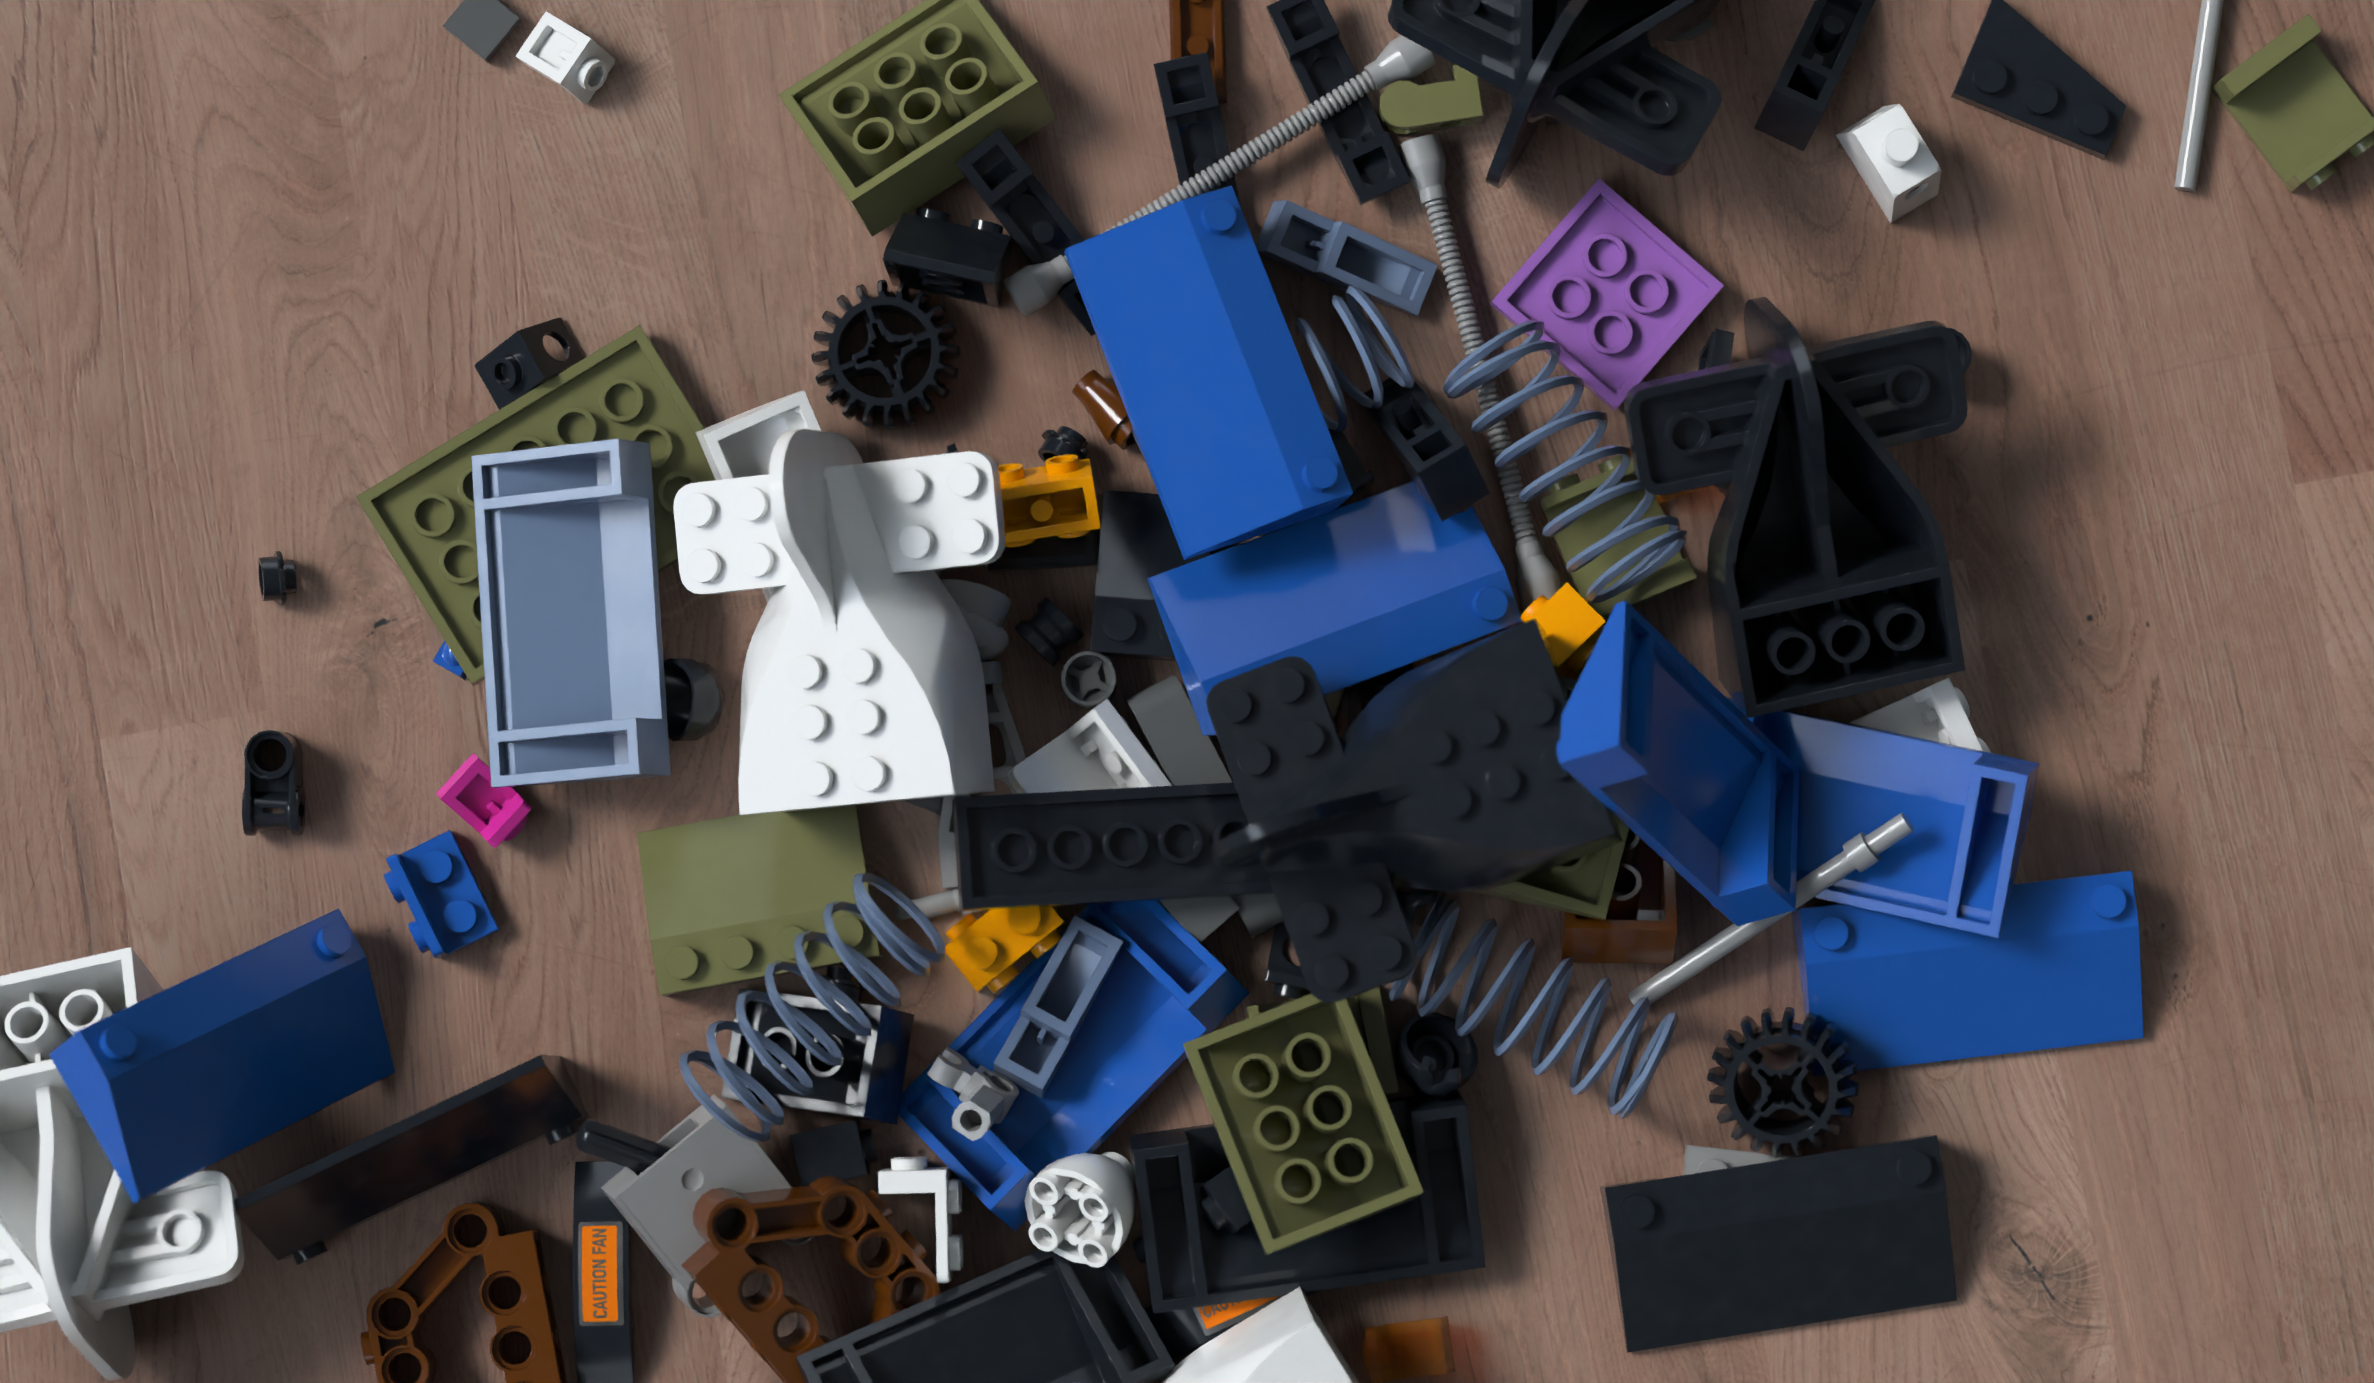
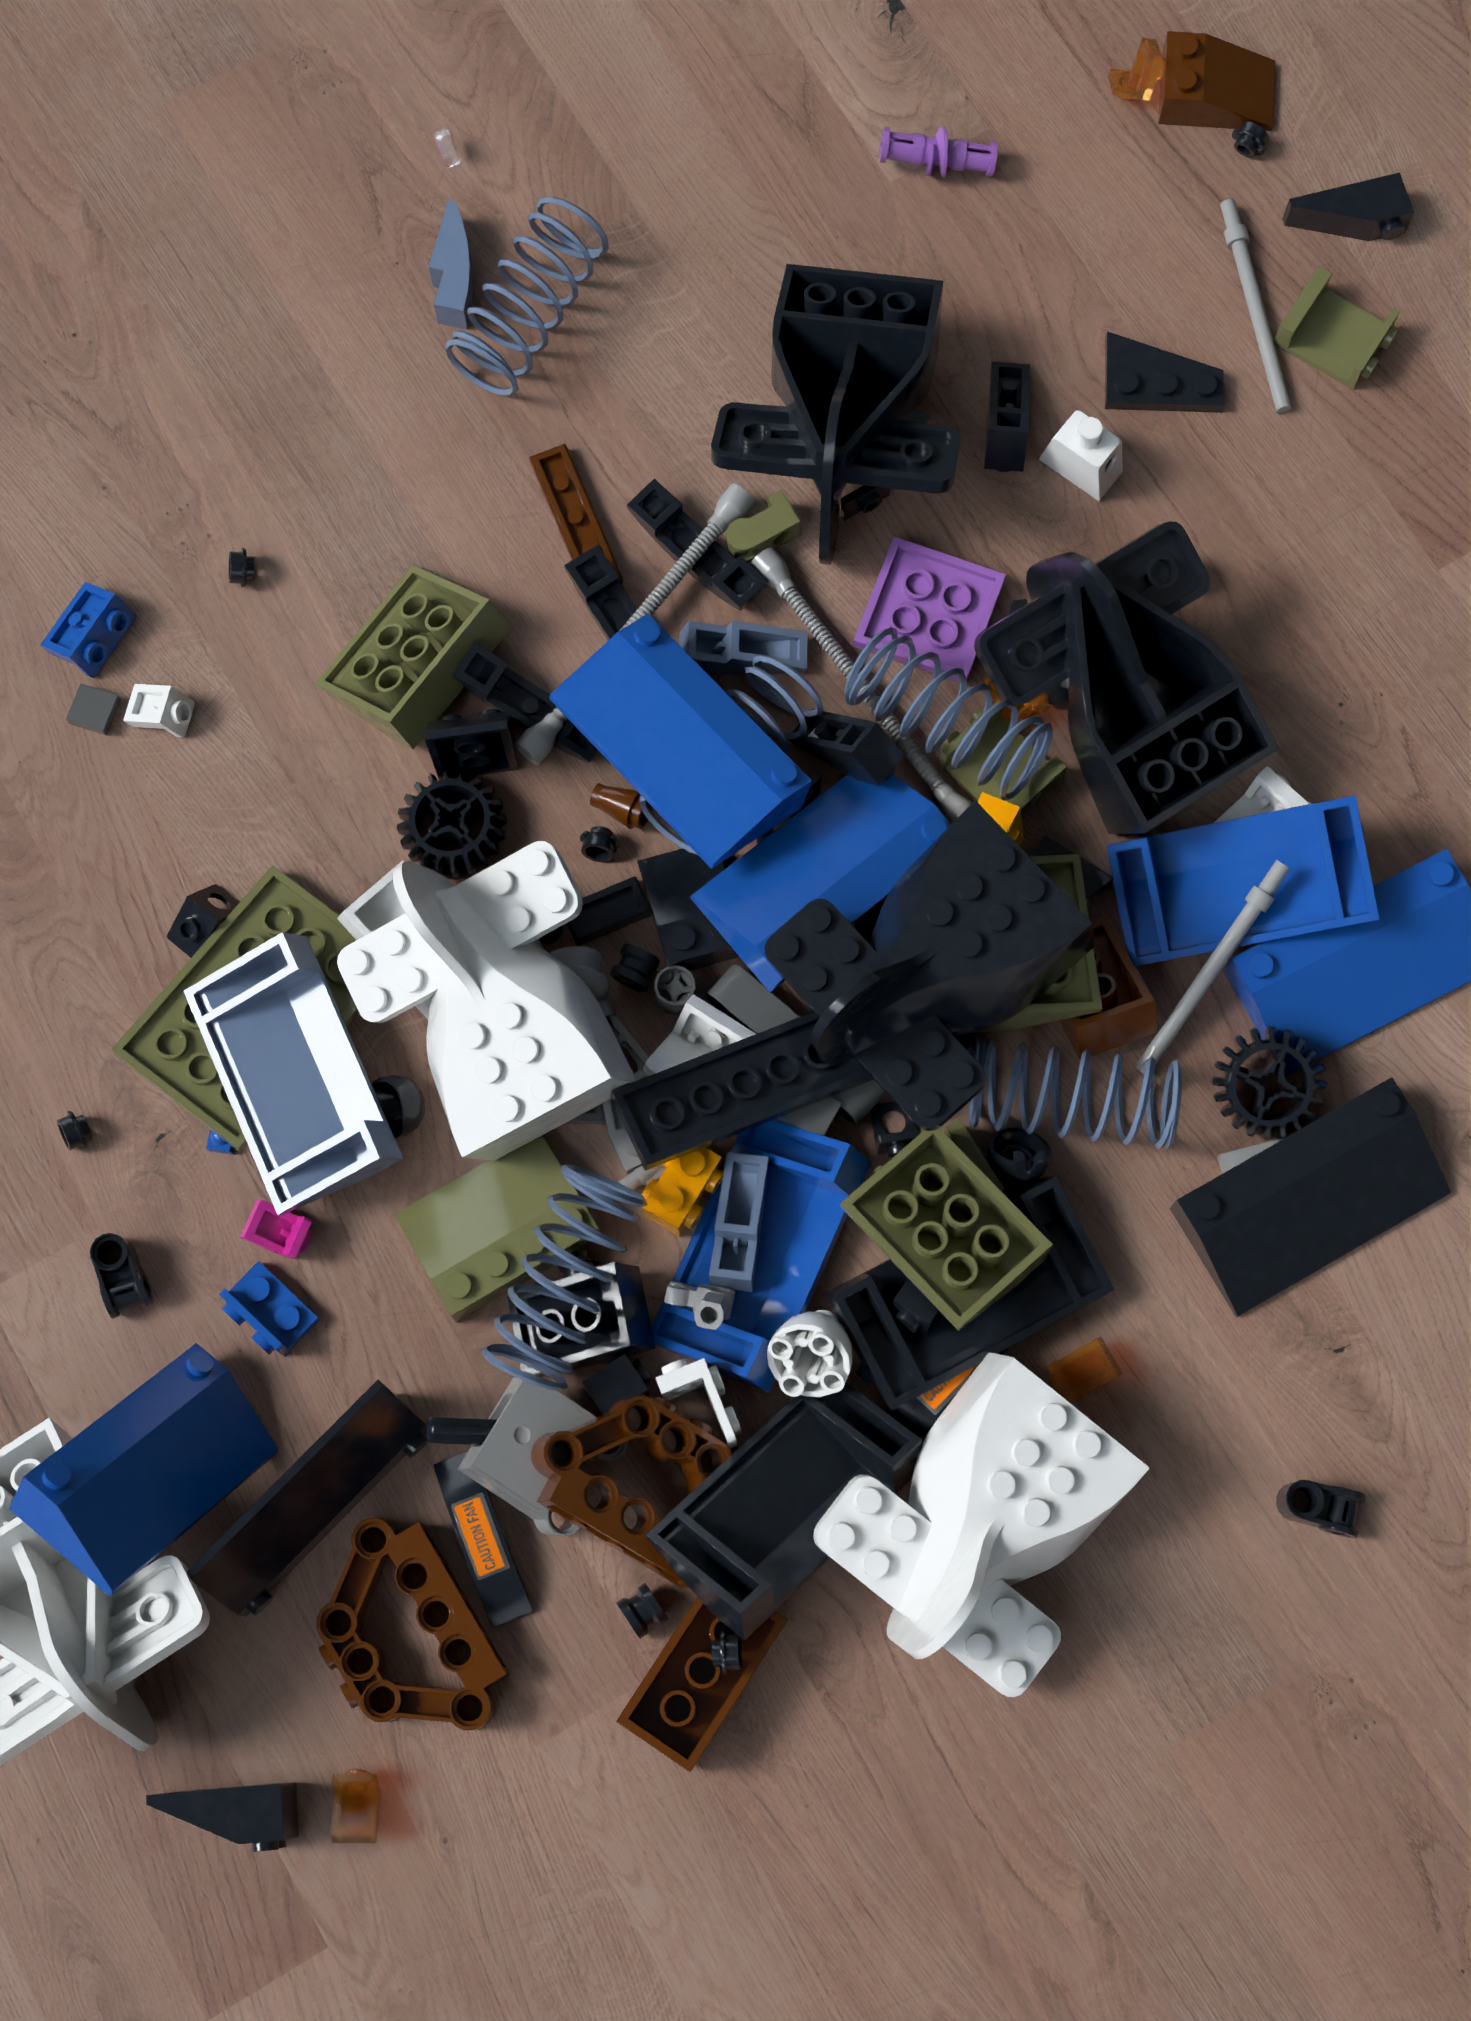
camera: 20 degrees left, 10 degrees down
(1048, 500) = (604, 873): light orange brick -> none
(1684, 770) = (1118, 877): blue slope -> none

